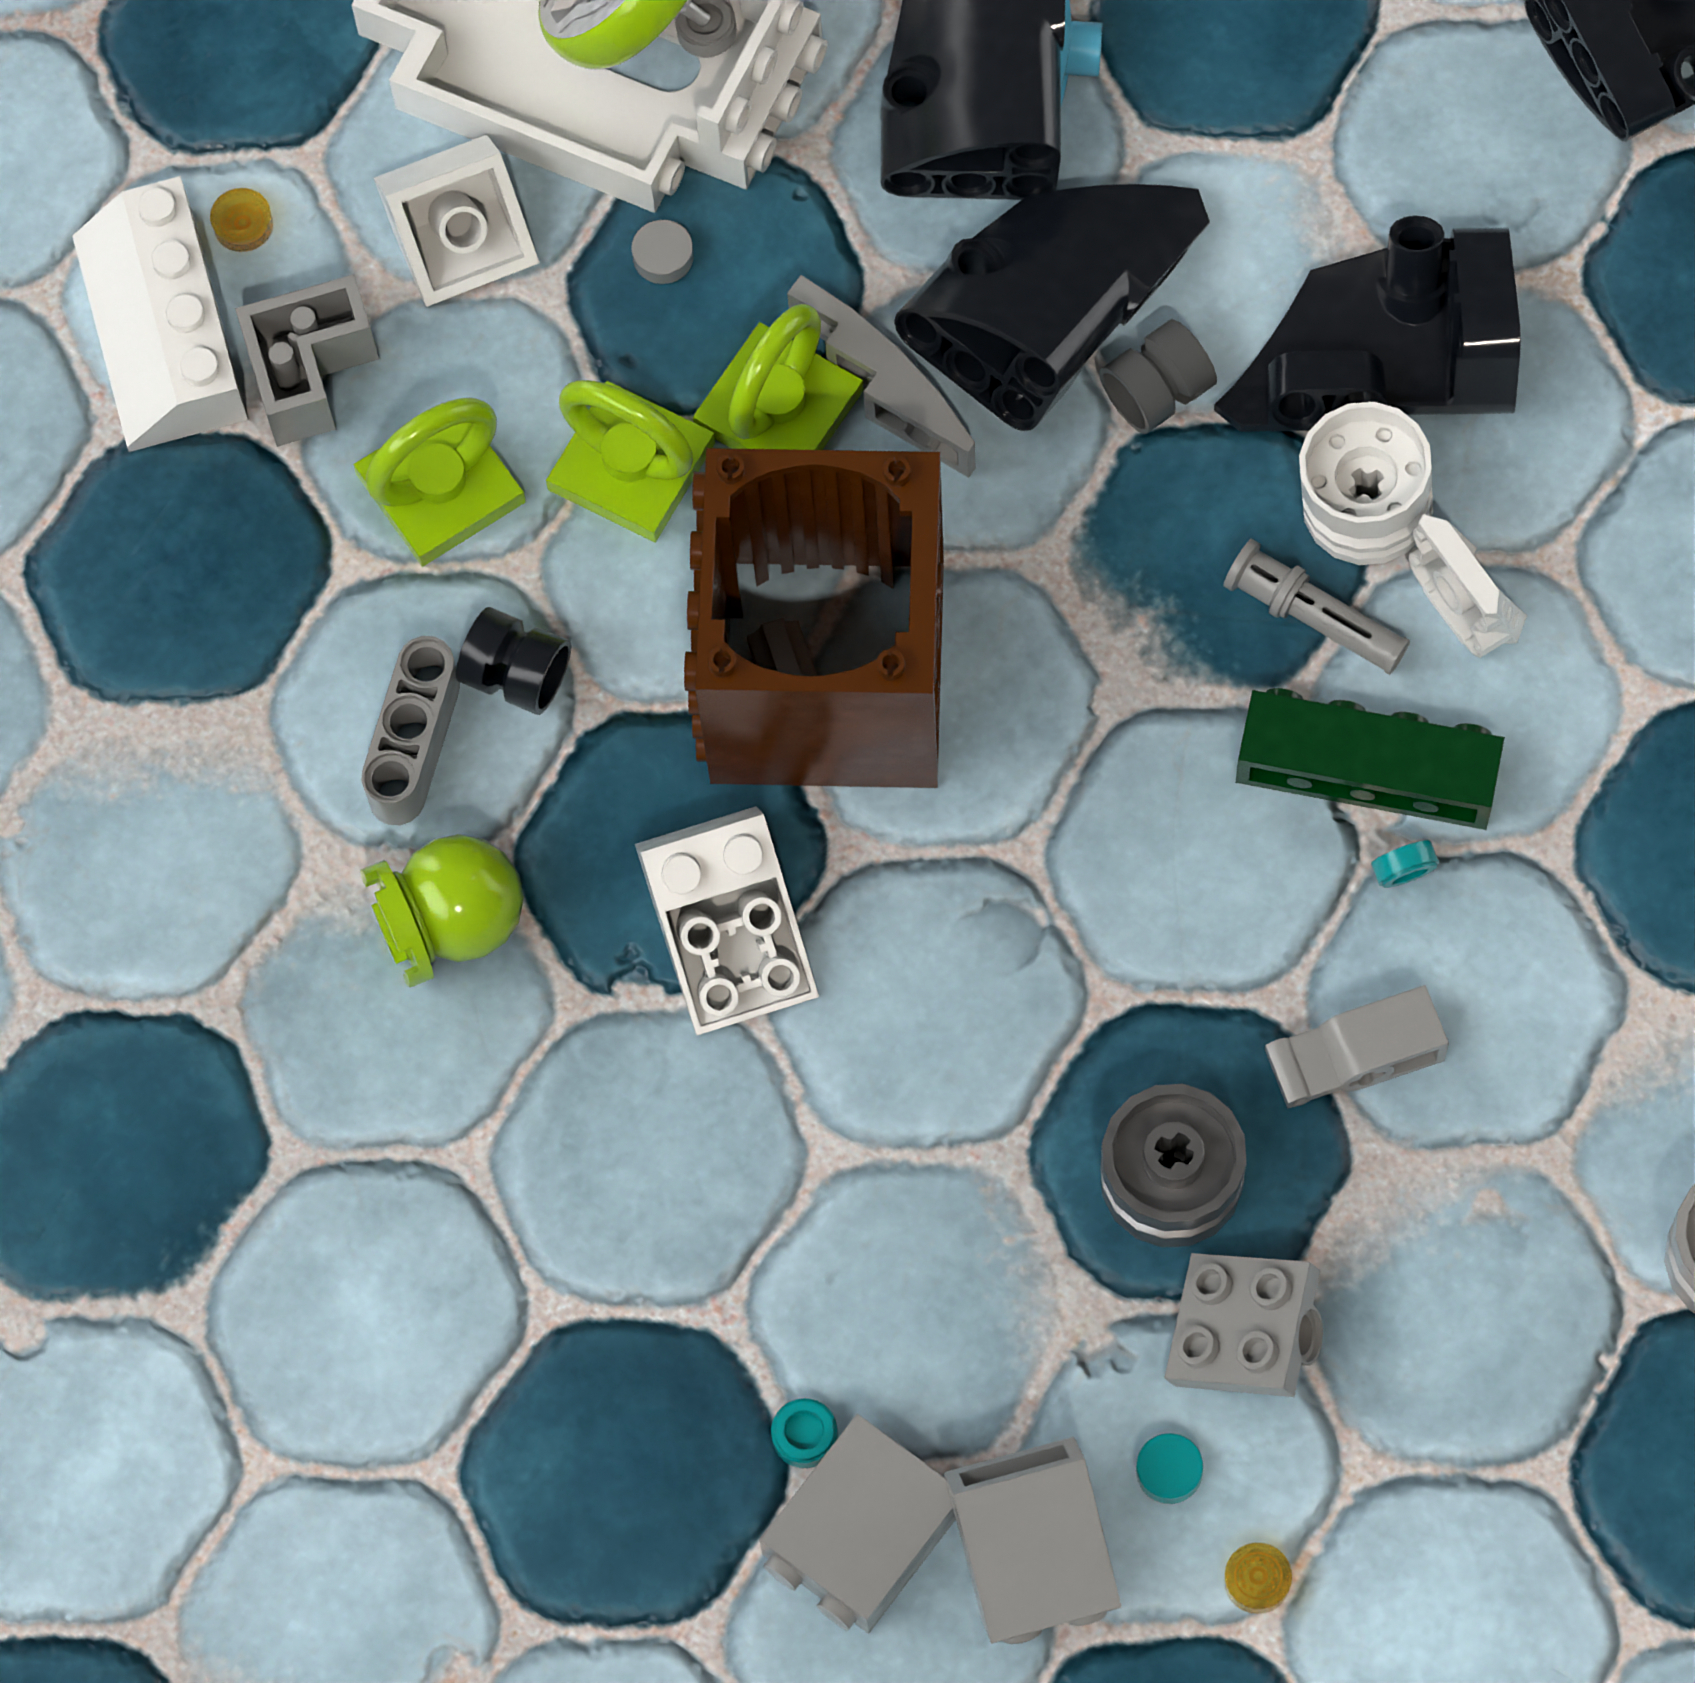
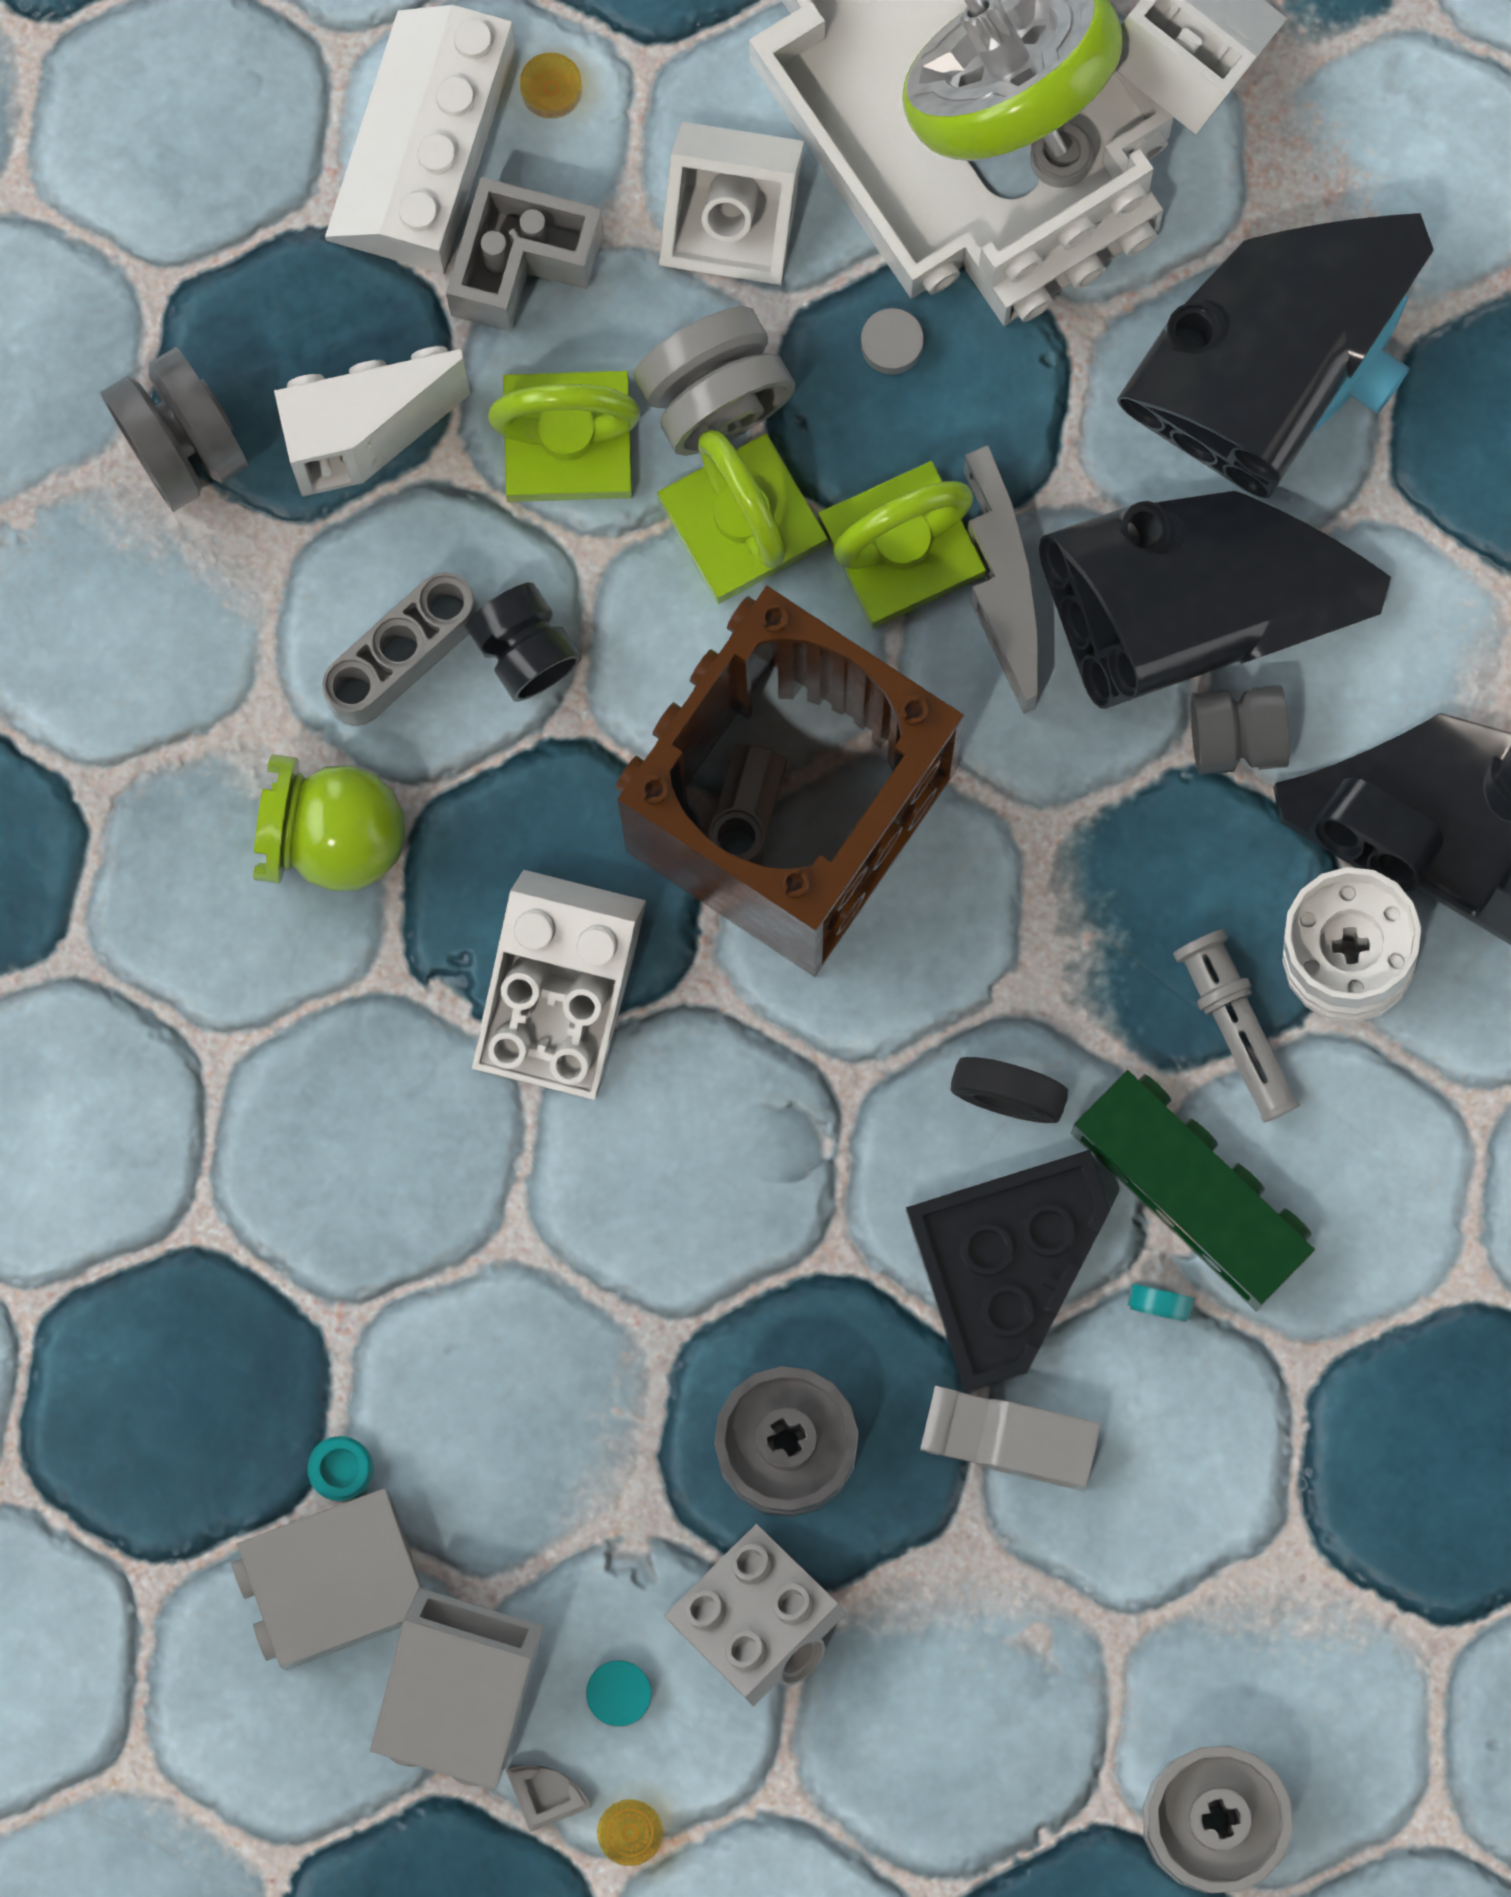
camera: 30 degrees right, 10 degrees up
(102, 661) = (179, 426): none -> flat silver wheel
(254, 565) = (359, 421): none -> white slope
(534, 352) = (714, 378): none -> light grey wheel
(1164, 768) = (1009, 1090): none -> black tyre
(1164, 1594) = (545, 1795): none -> light grey tile
(1255, 911) = (1007, 1260): none -> black plate
(1462, 588) = (1378, 1092): white slope -> none

